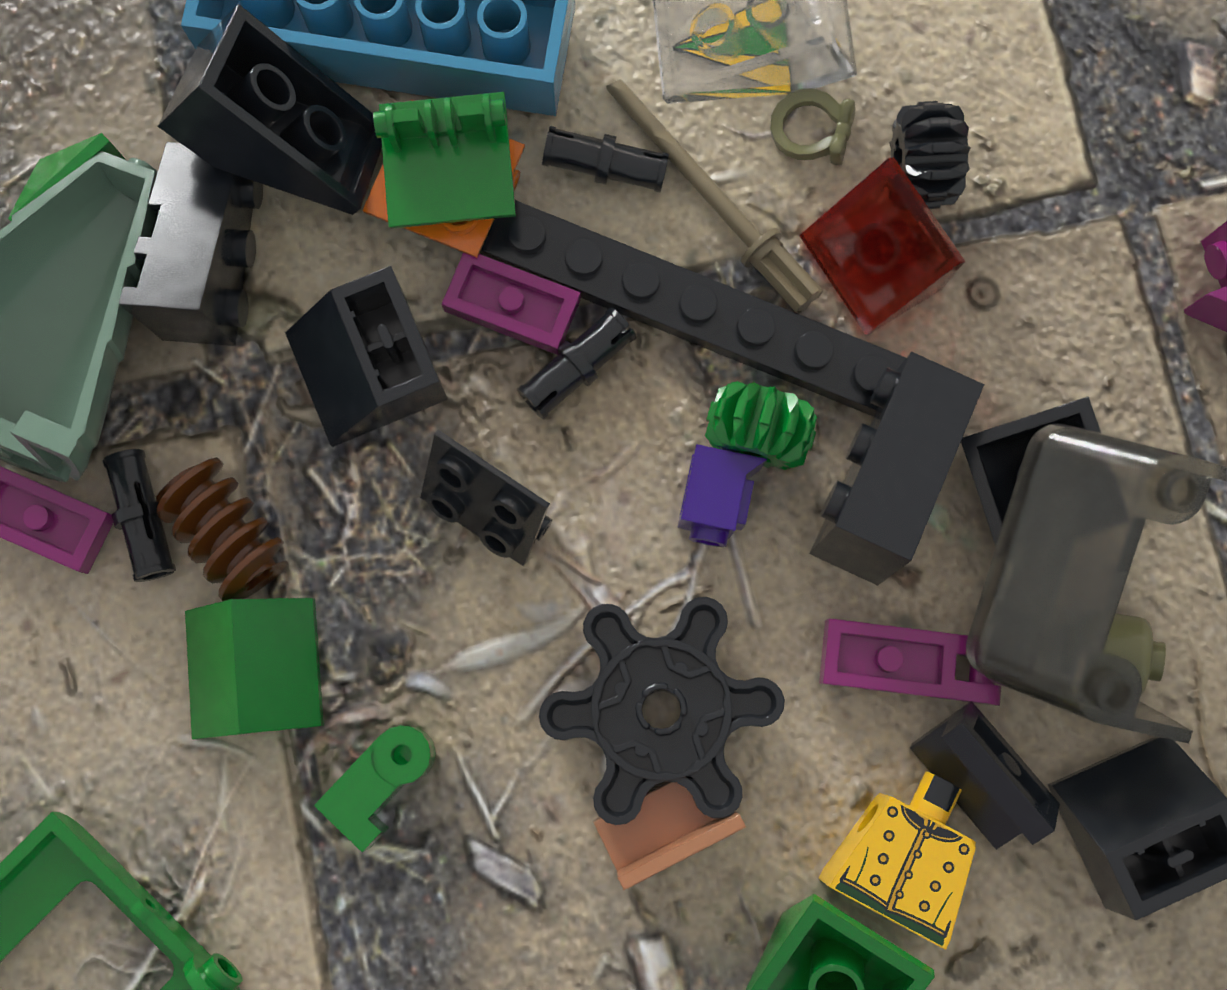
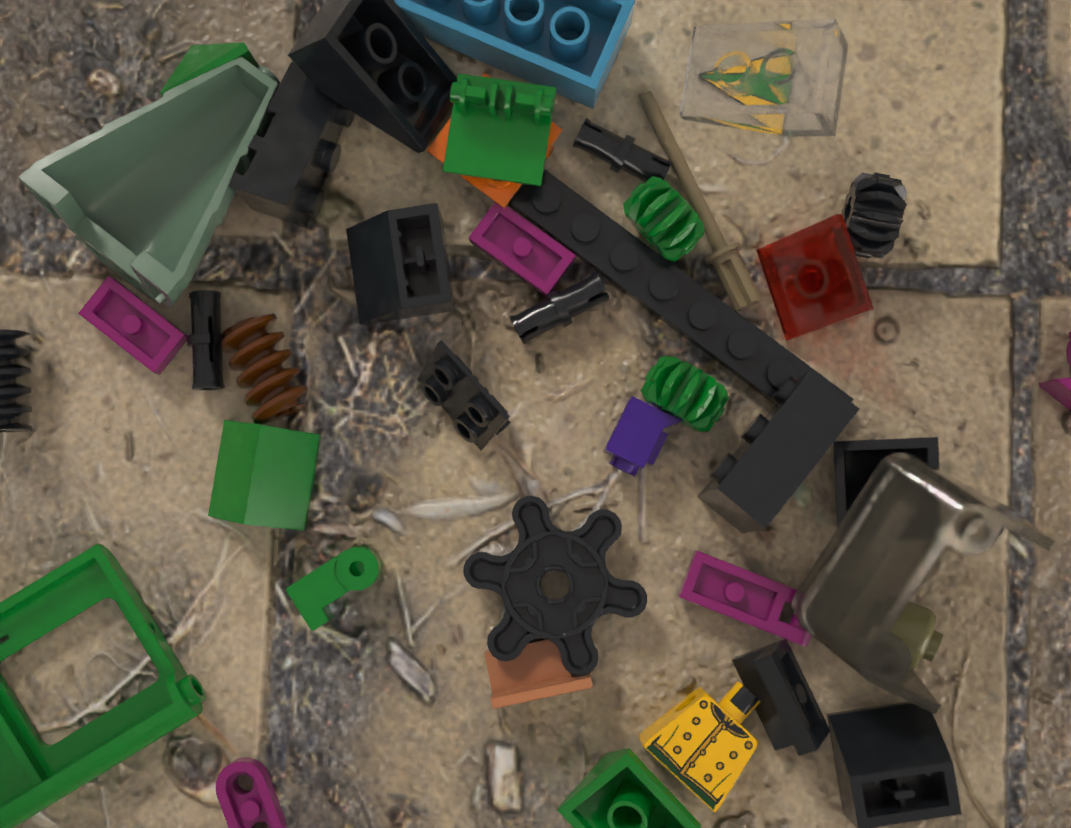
camera: 25 degrees right, 5 degrees up
(677, 220) = (664, 218): none -> green gear
(834, 145) = (801, 186): olive piece -> none

